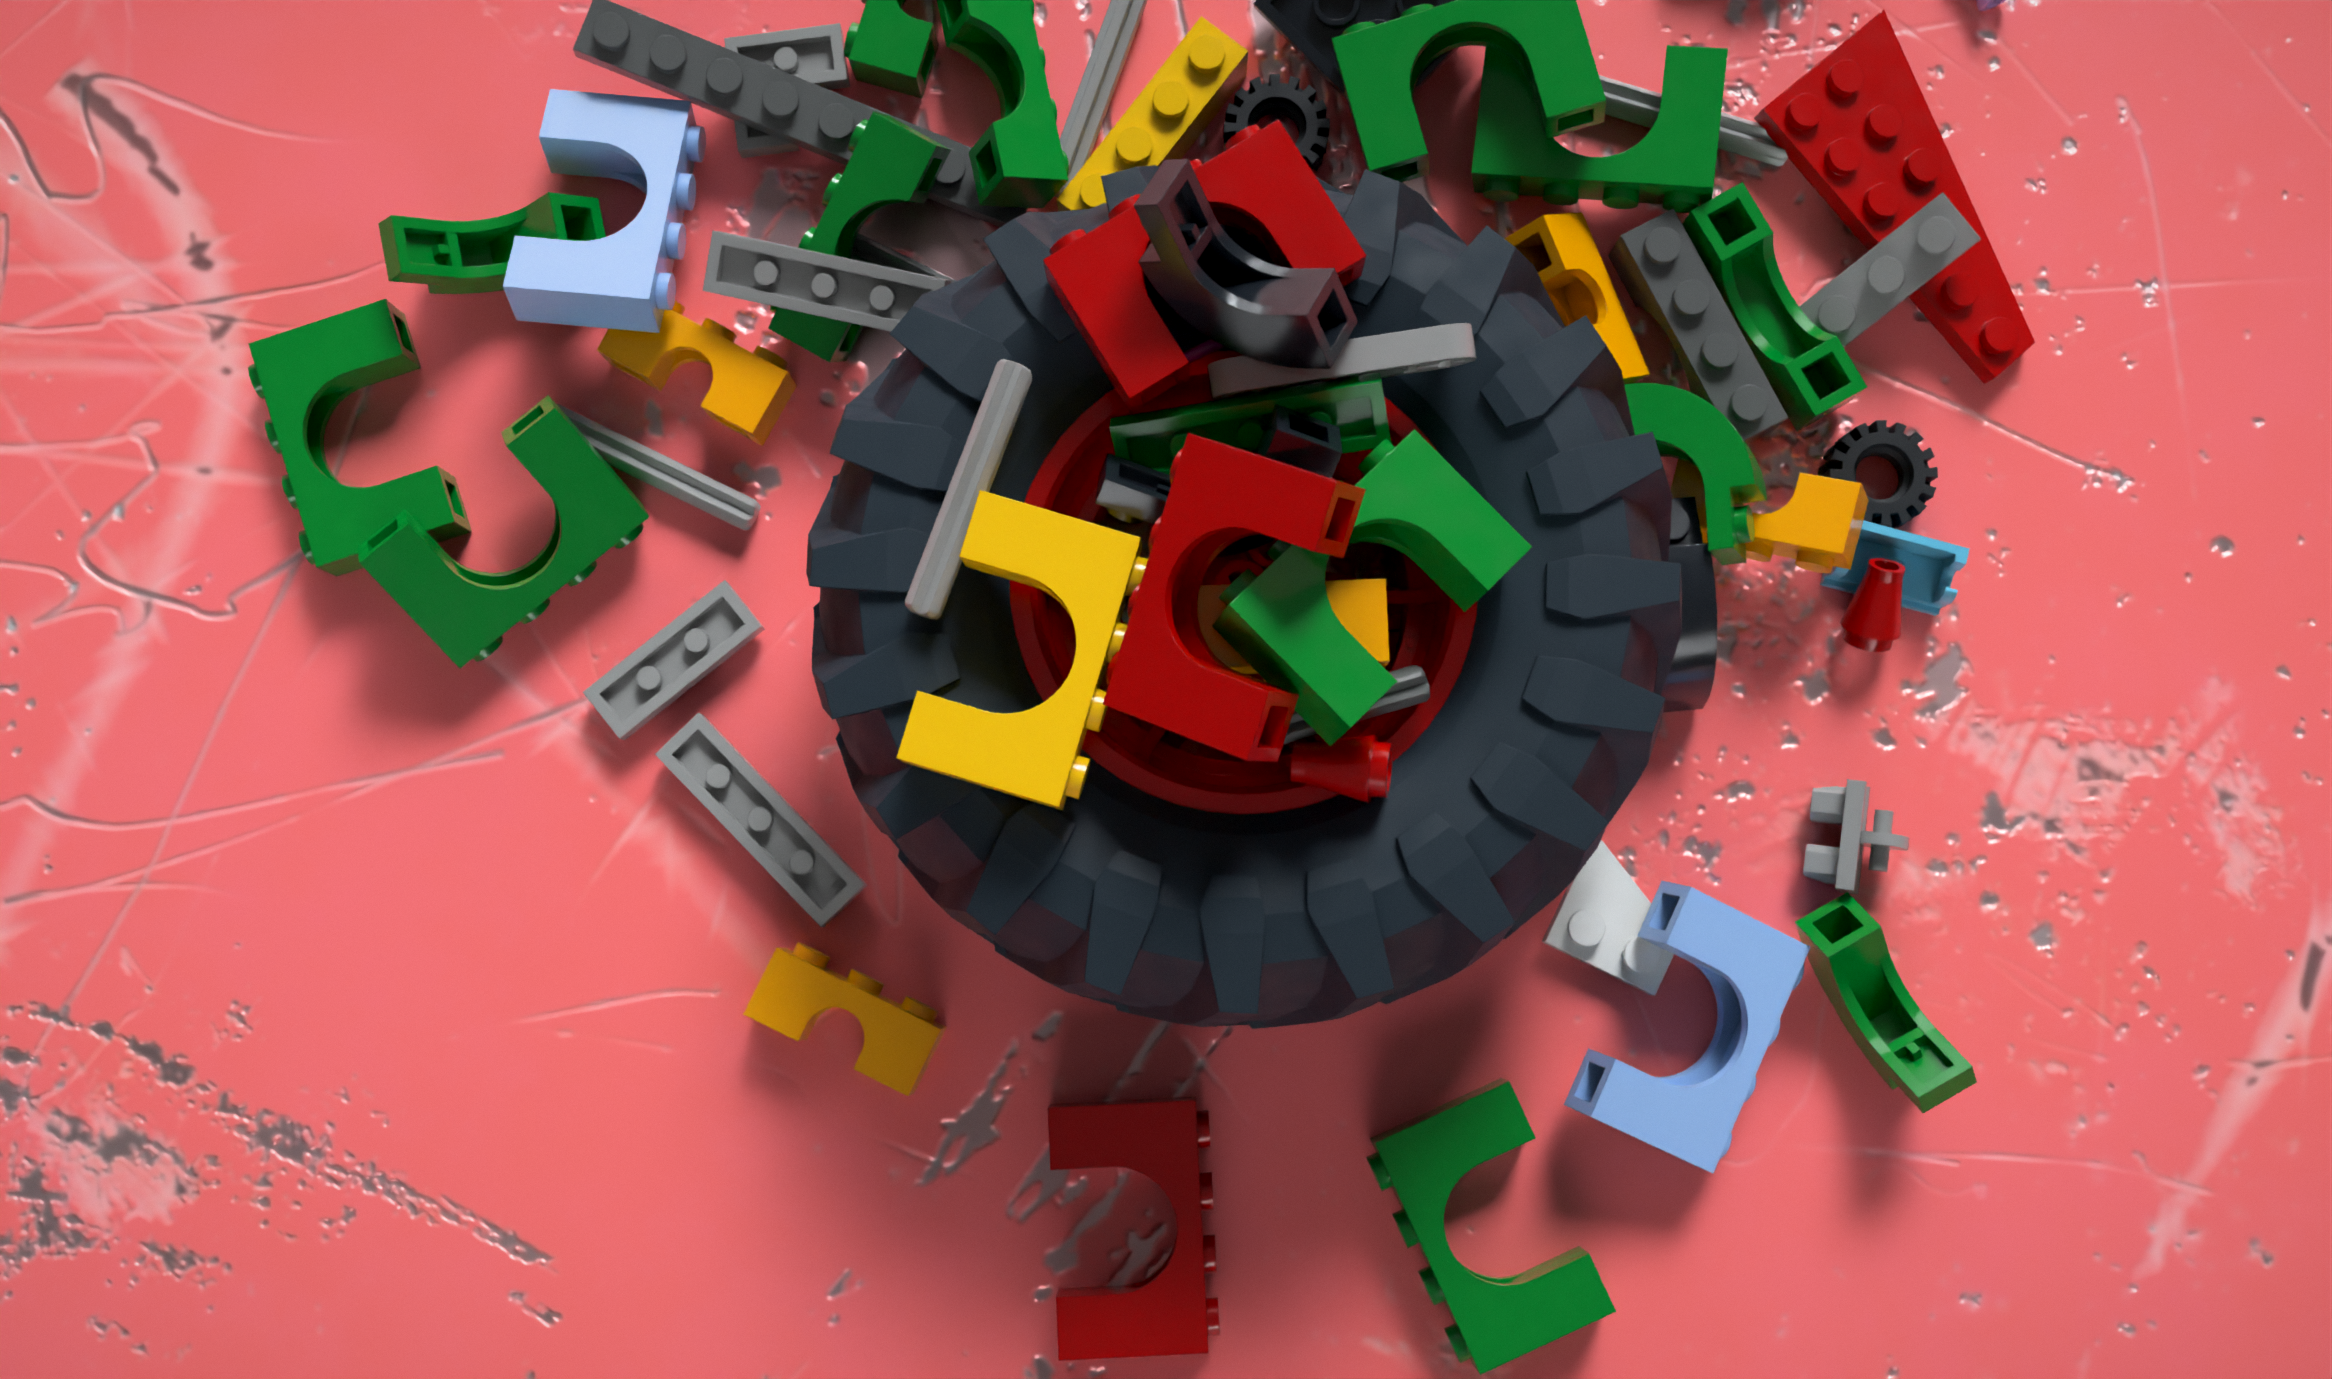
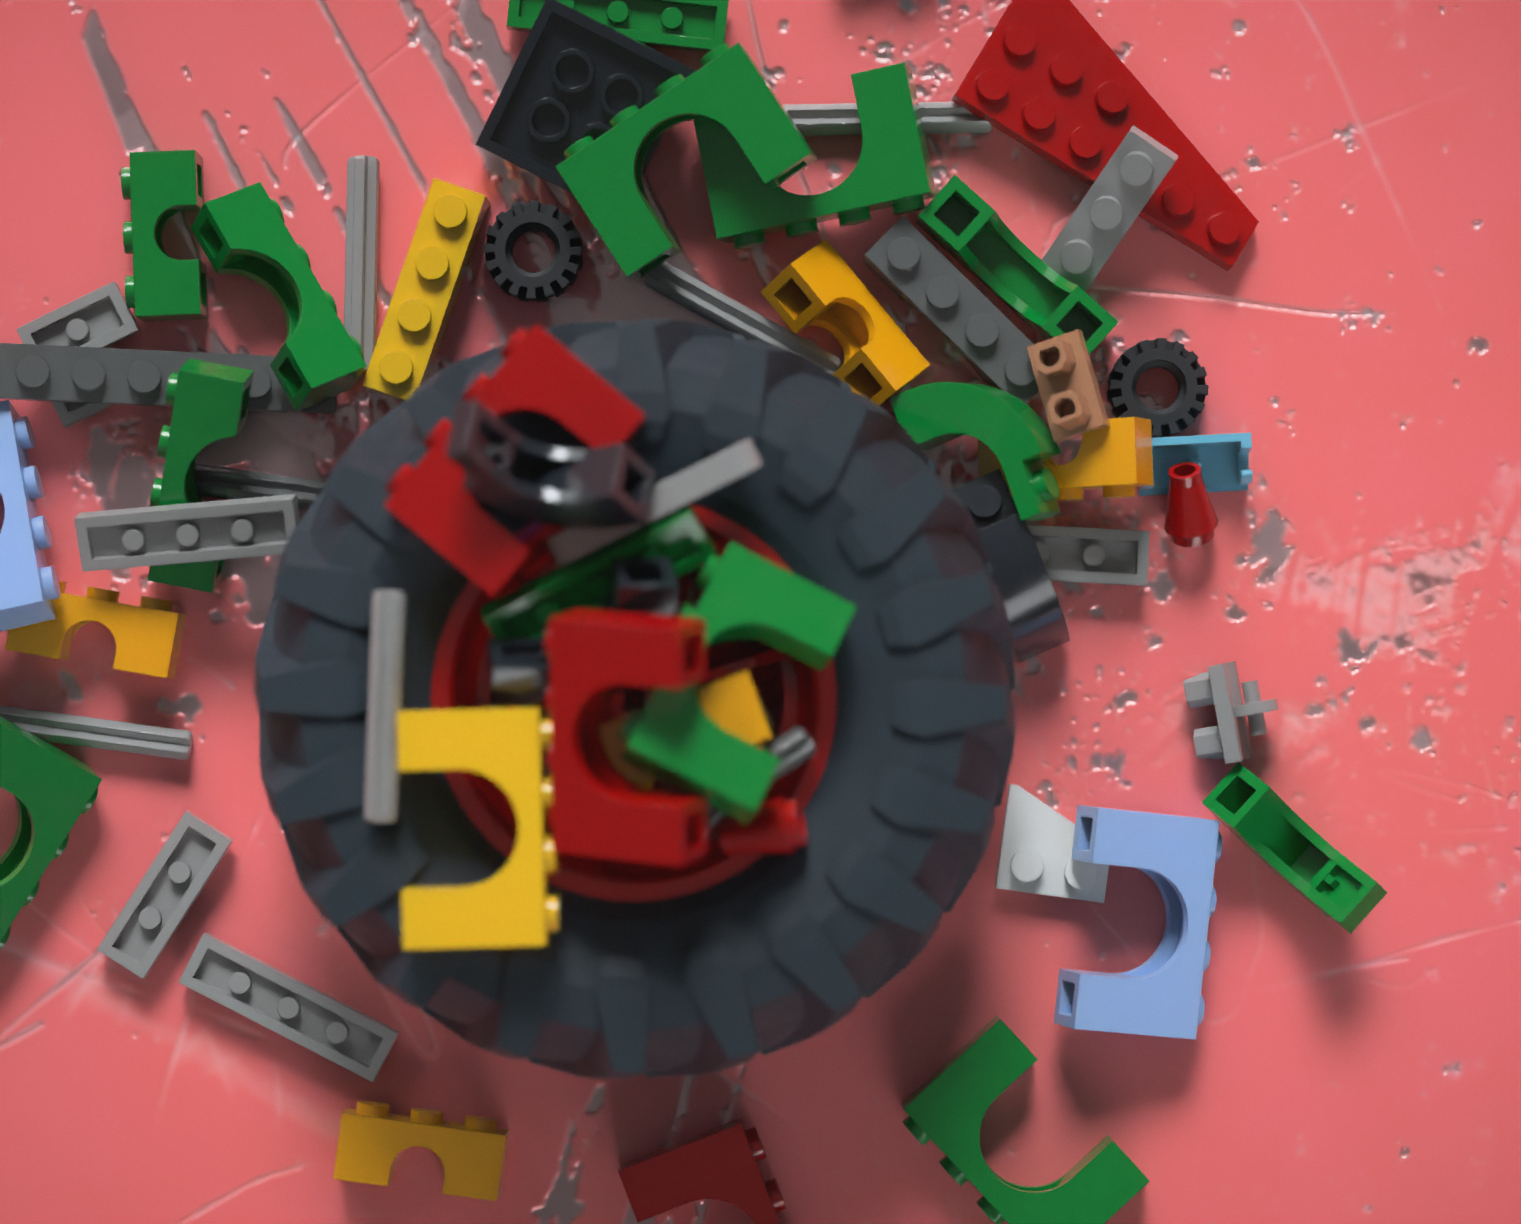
camera: 20 degrees left, 5 degrees up
(1765, 629) = (1093, 554): none -> light grey plate
(1797, 430) = (1067, 385): none -> nougat hips

